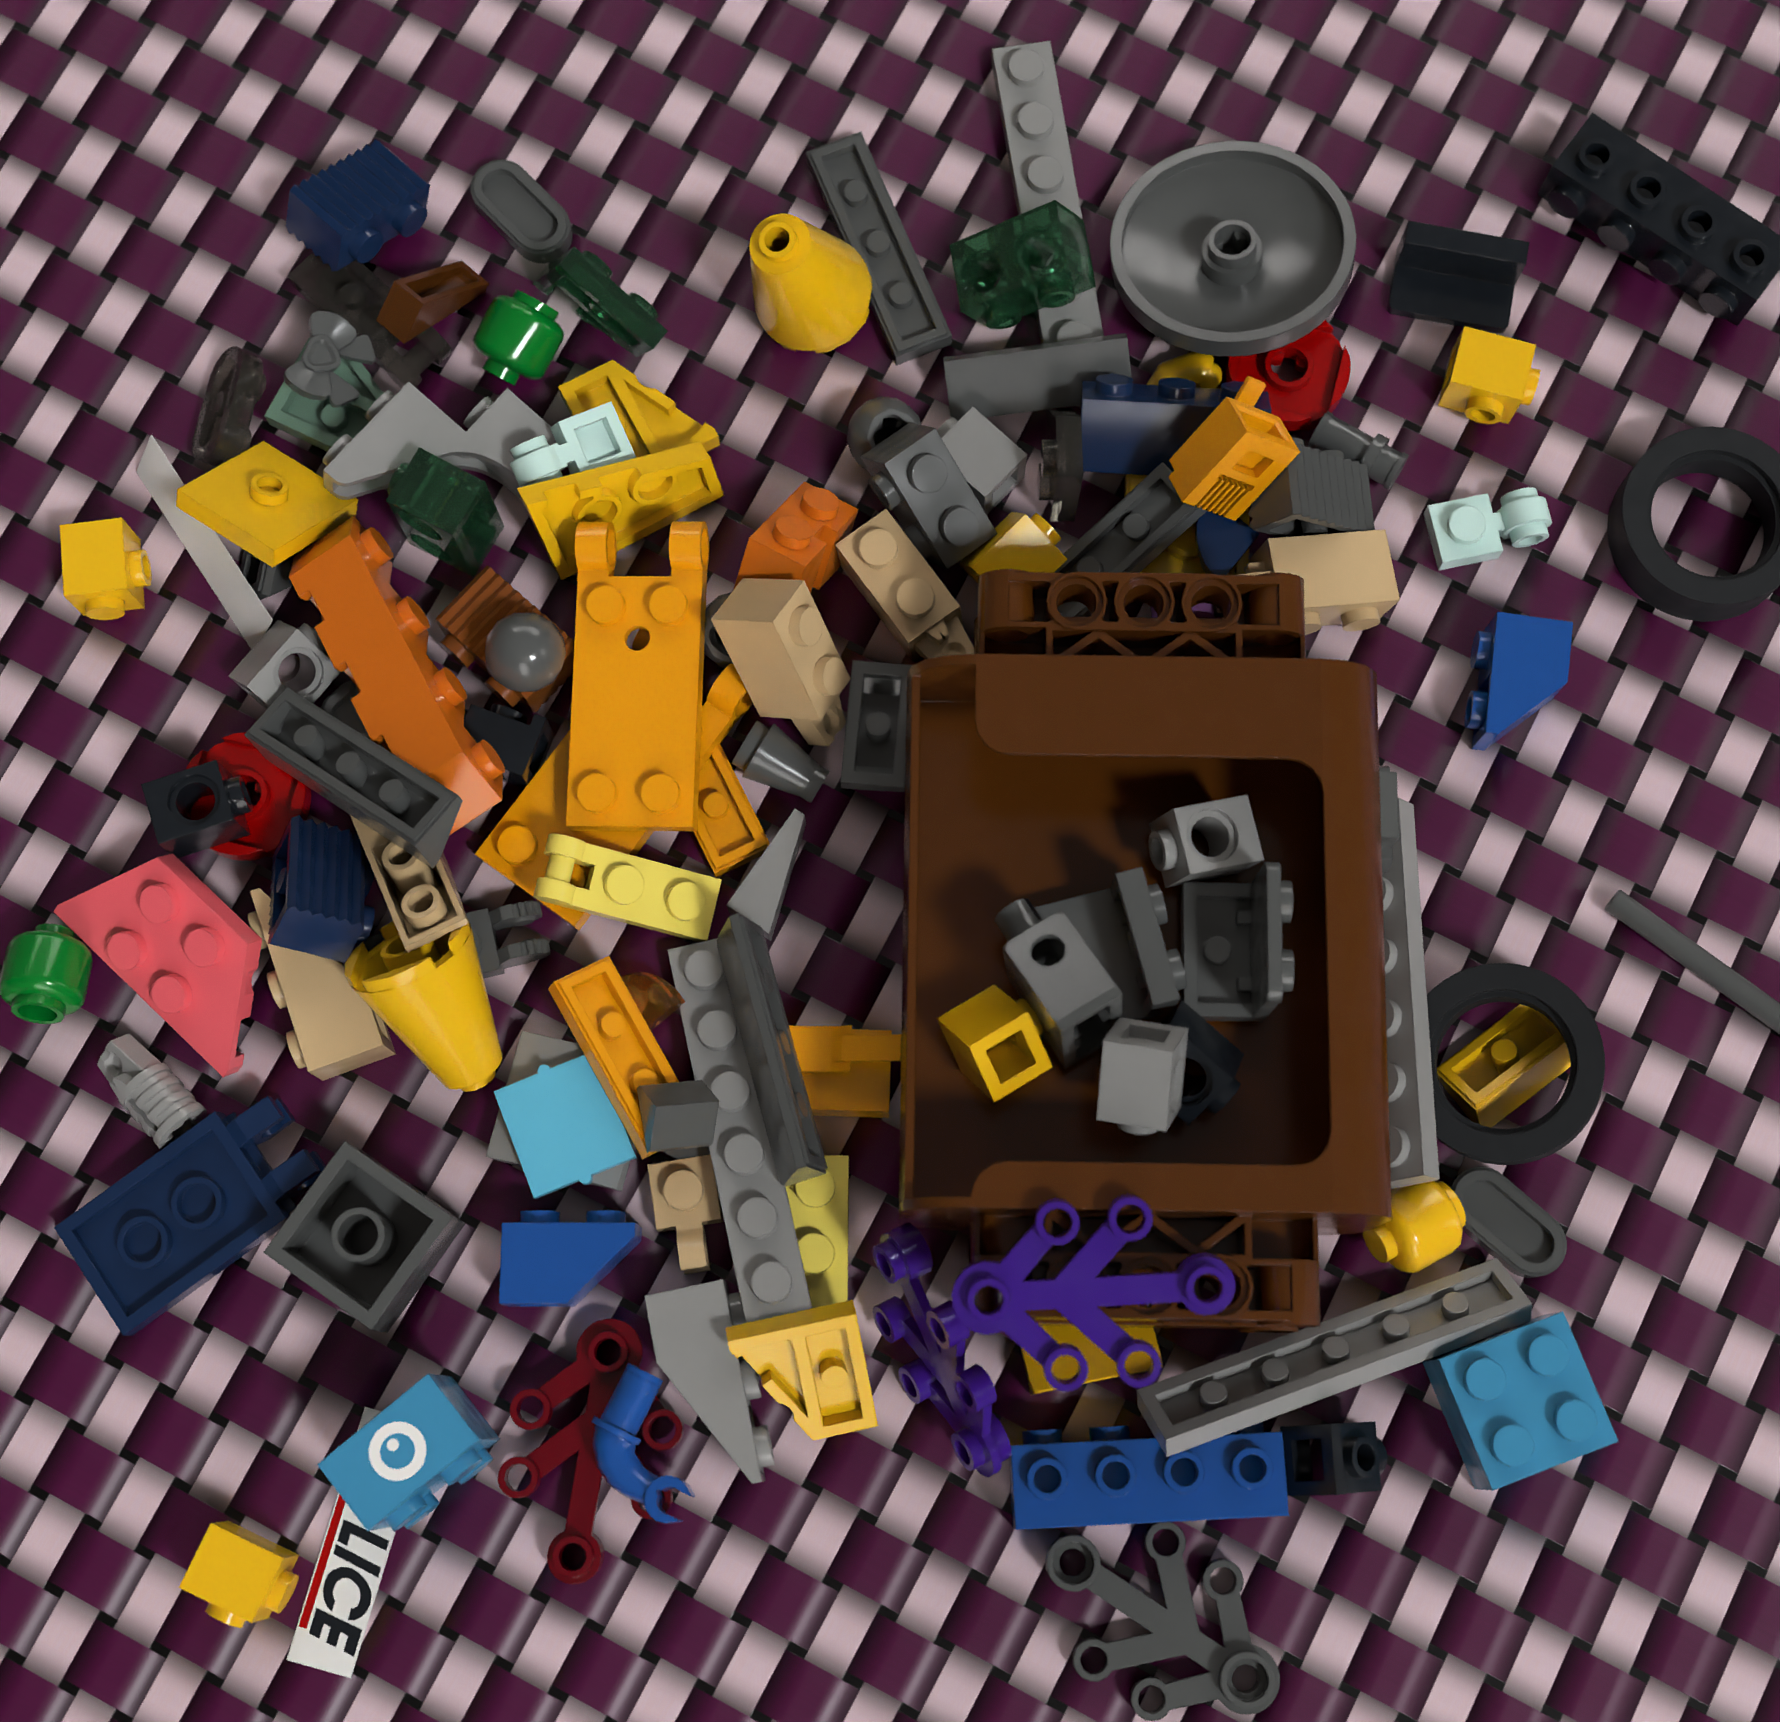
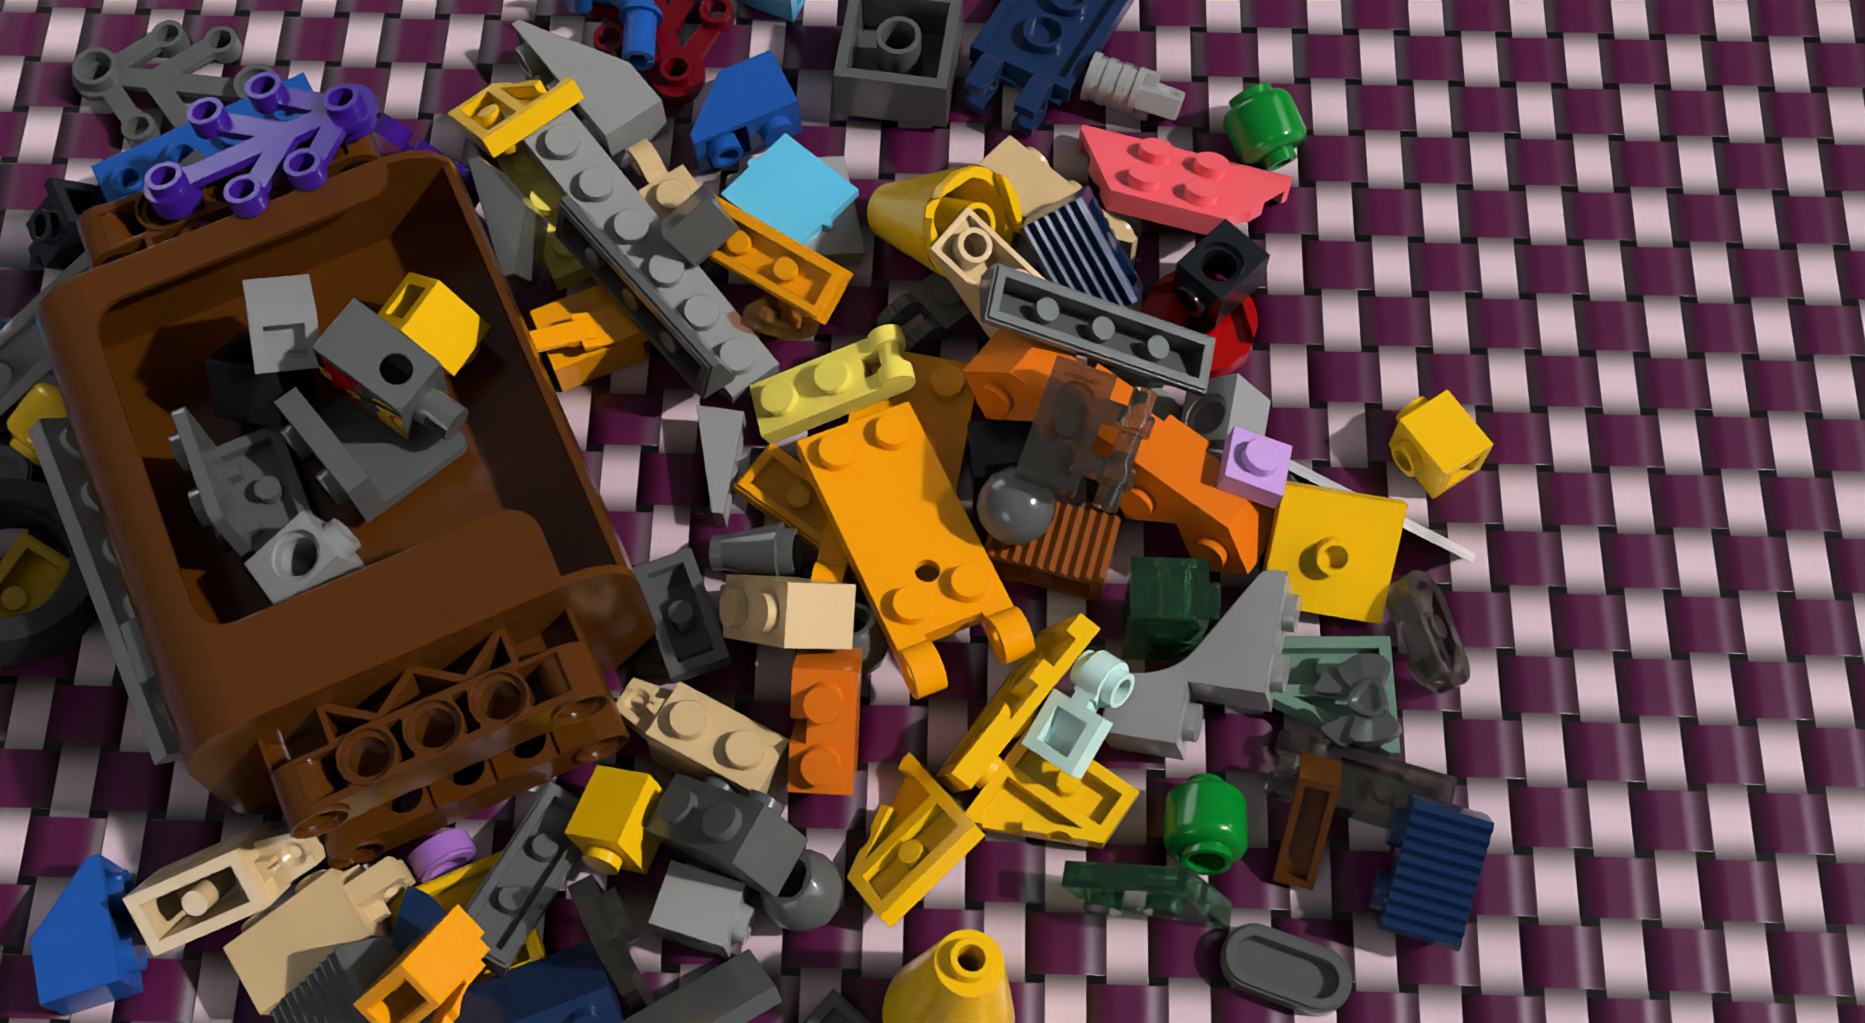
camera: 155 degrees right, 10 degrees down
(290, 581) = (1254, 467): none -> lavender plate
(439, 664) = (1066, 429): none -> clear smoke plate
(770, 436) = (911, 844): none -> yellow wing
(862, 1194) = (513, 223): none -> dark grey slope
(1413, 650) = (219, 885): none -> tan hinge

